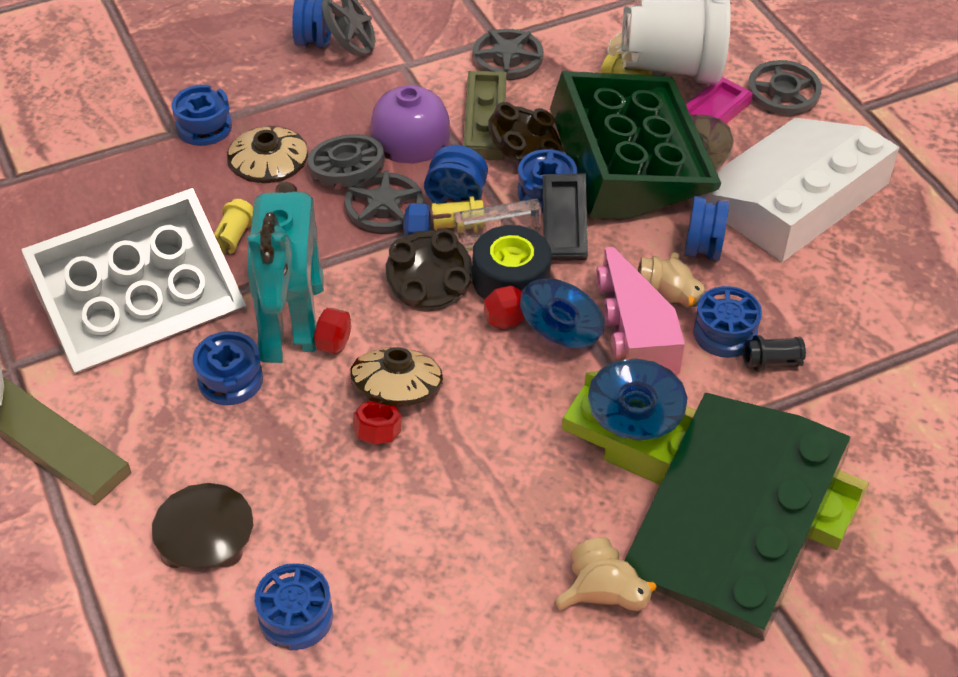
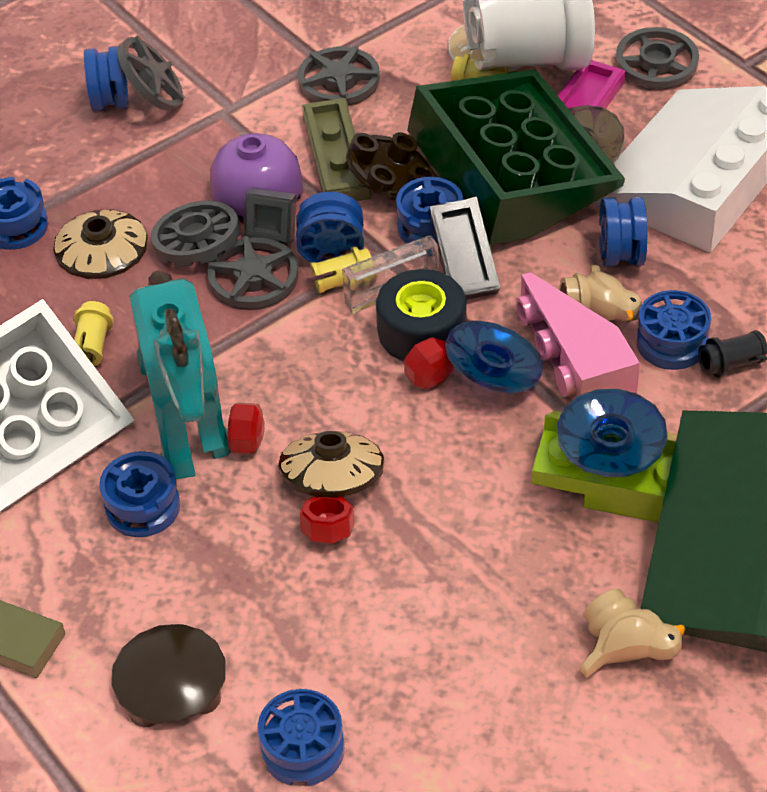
camera: 10 degrees left, 0 degrees up
(410, 156) = (270, 215): none -> dark grey tile
(416, 218) = (301, 289): blue tile -> none
(429, 269) = (330, 338): dark brown dish -> none

